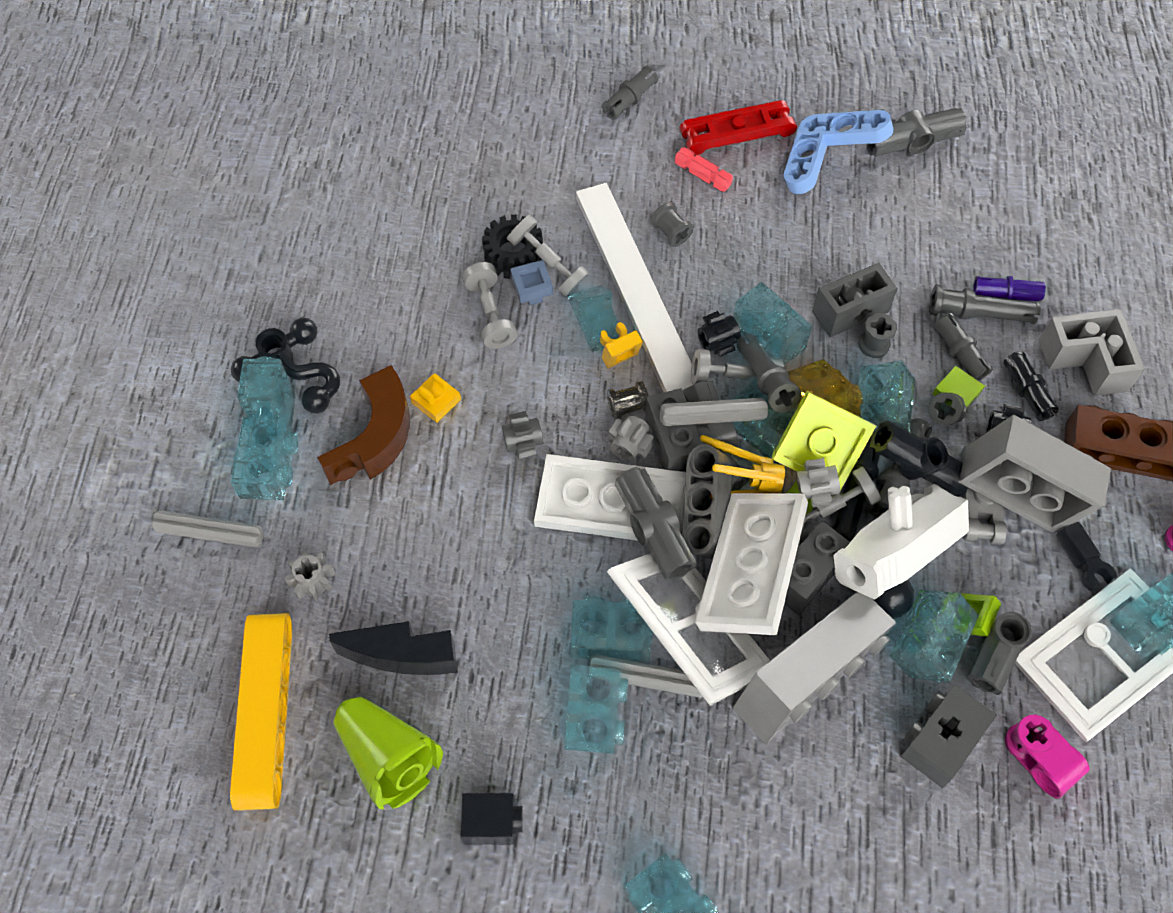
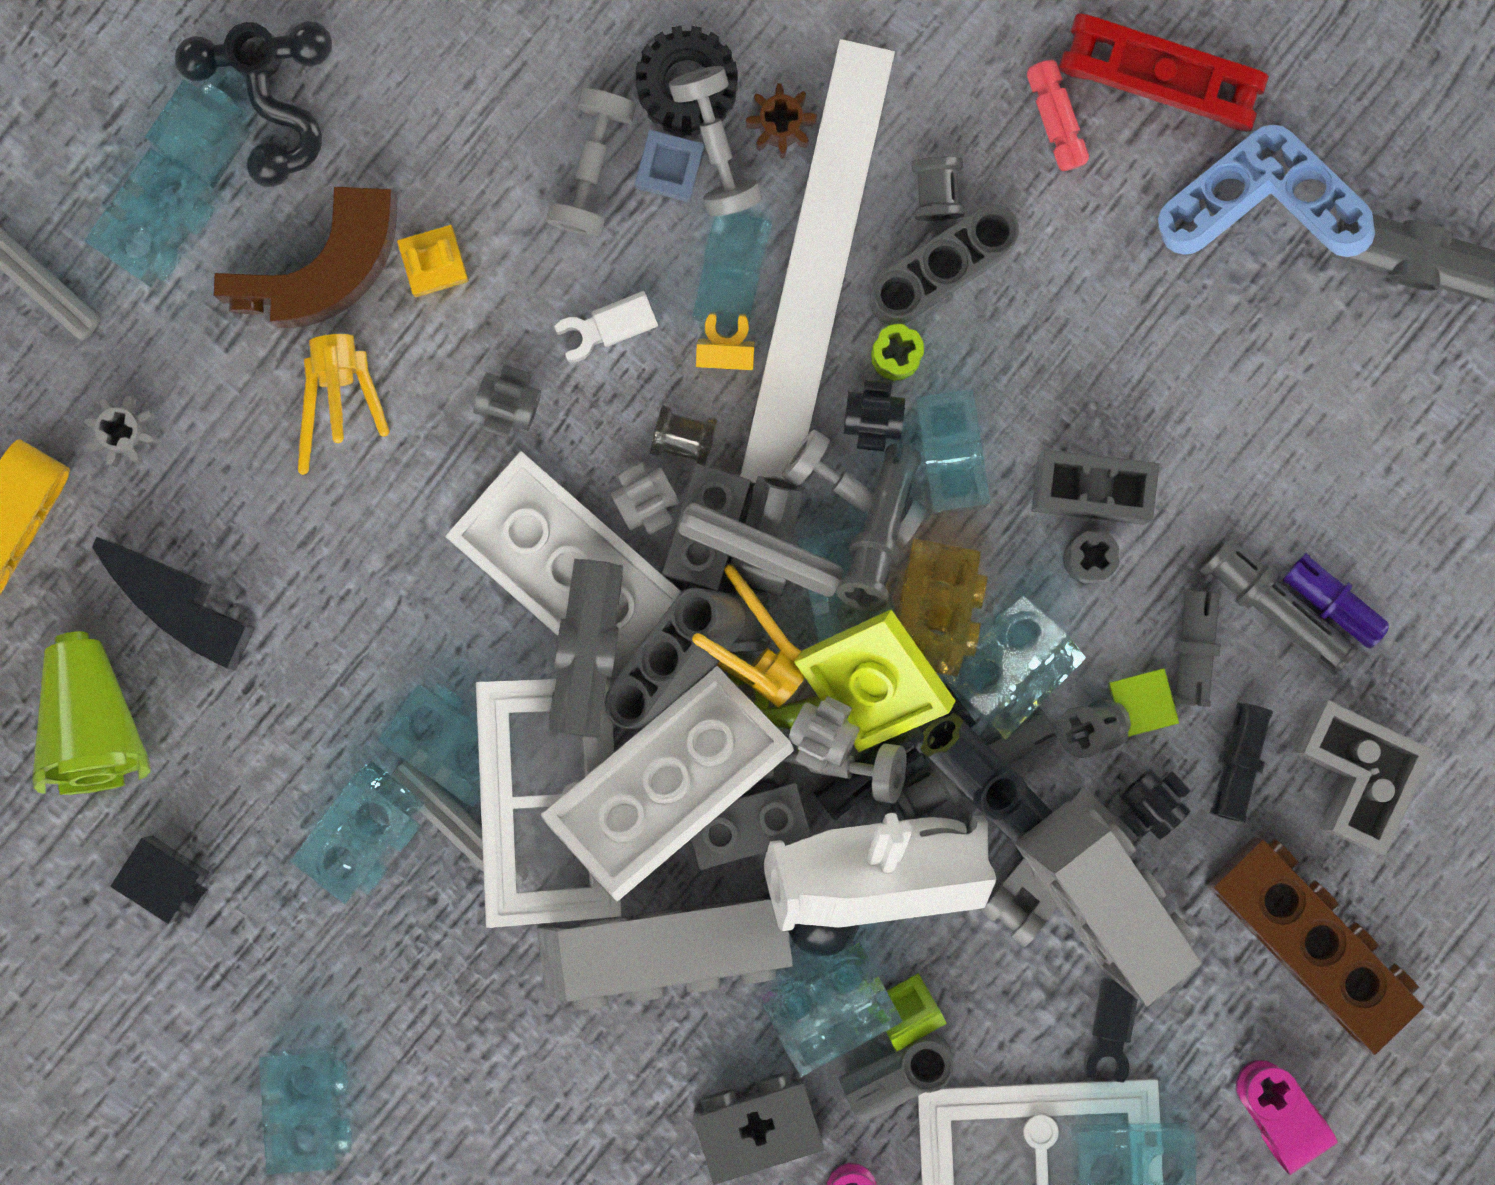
camera: 30 degrees right, 25 degrees up
(416, 474) = (334, 362): none -> yellow plant
(550, 373) = (609, 324): none -> white bar
(573, 236) = (793, 112): none -> reddish brown gear
(700, 253) = (963, 245): none -> dark grey beam
(708, 299) = (905, 337): none -> lime bush

